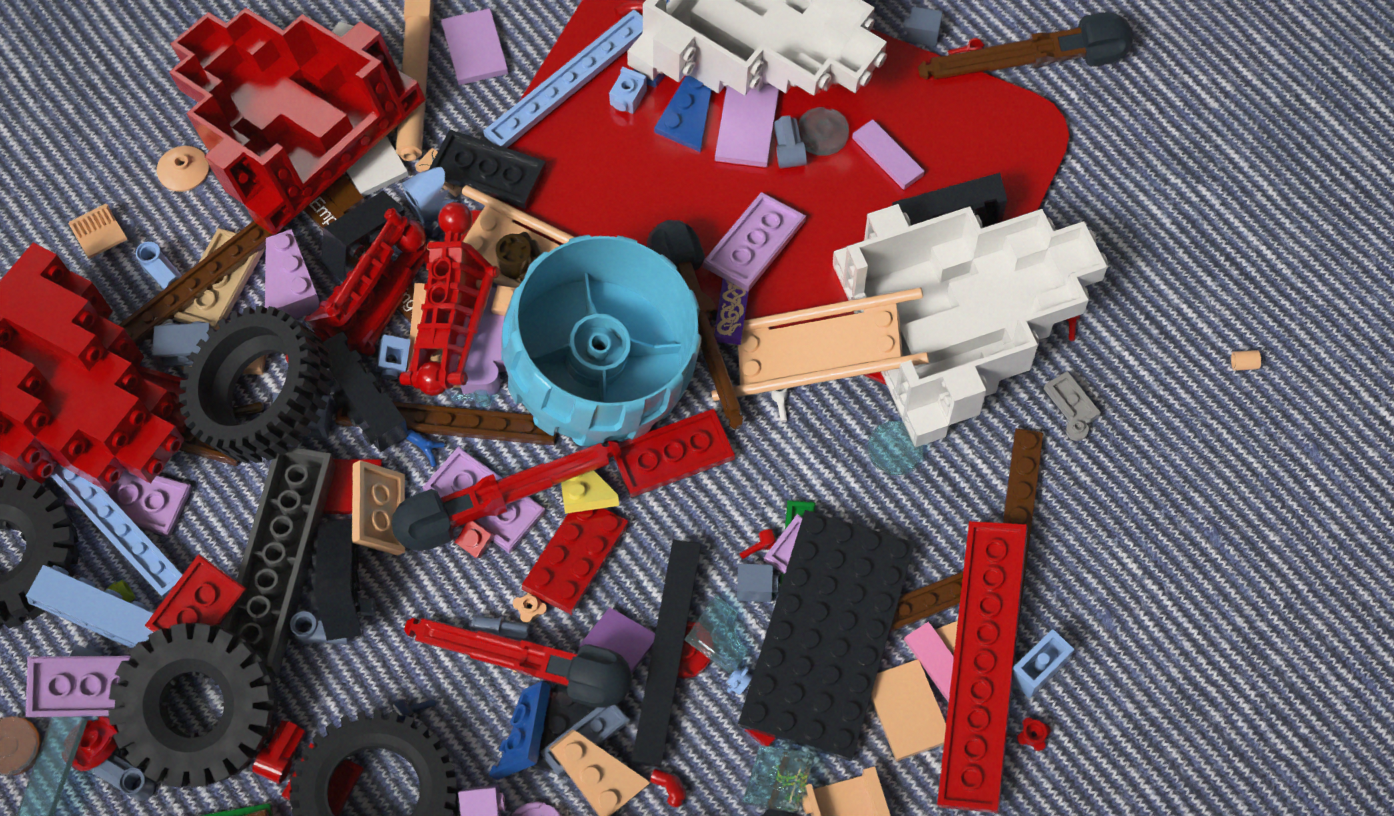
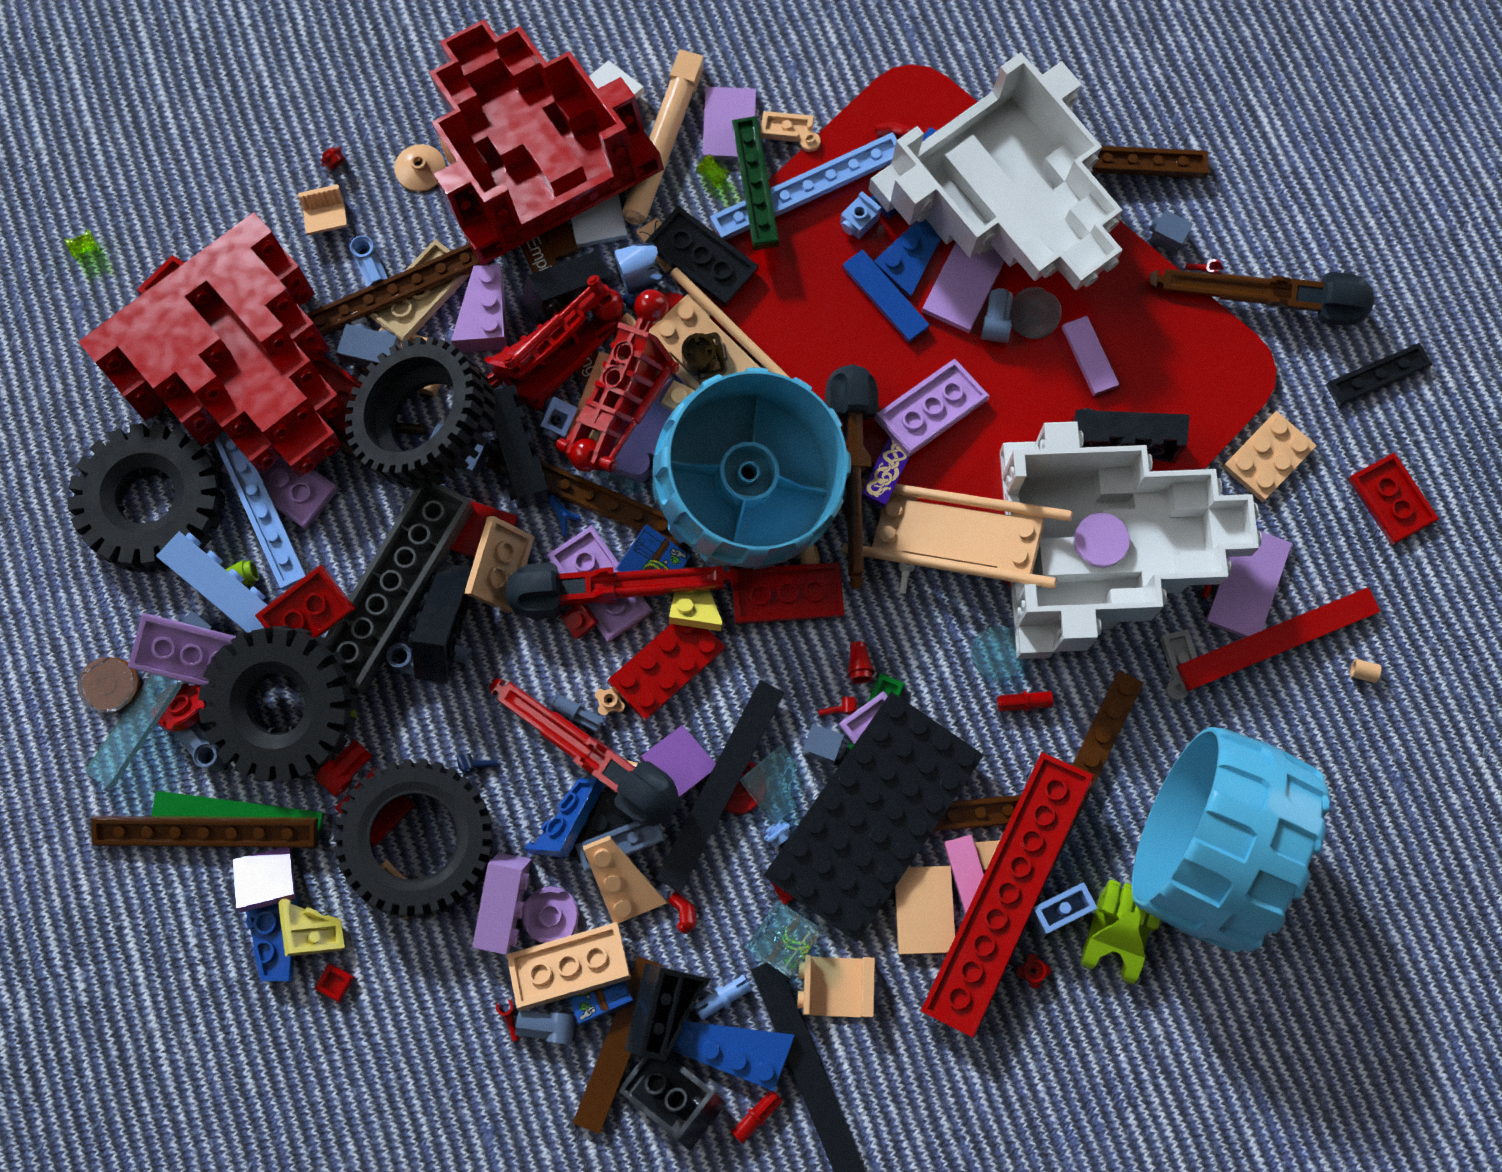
camera: 15 degrees right, 10 degrees up
(93, 182) = (332, 158): none -> red plate
(472, 92) = (712, 171): none -> clear neon green bush
(518, 89) = (755, 183): none -> dark green tile
(526, 451) = (652, 552): none -> blue tile
(535, 33) = (790, 128): none -> light nougat hinge
(676, 156) = (885, 296): none -> blue tile
(681, 411) = (810, 556): none -> light nougat hinge
(766, 499) = (860, 666): none -> red cone
(936, 484) = (1025, 701): none -> red axle
(957, 309) = (1101, 540): none -> lavender tile
(1086, 194) = (1269, 456): none -> light nougat plate
(1104, 661) = (1118, 928): none -> lime piece
(1111, 319) = (1248, 592): none -> lavender tile
(1153, 355) = (1277, 639): none -> red tile
(1160, 97) = (1379, 374): none -> black tile
(1176, 536) = (1230, 839): none -> medium azure wheel
(1214, 201) = (1393, 499): none -> red tile

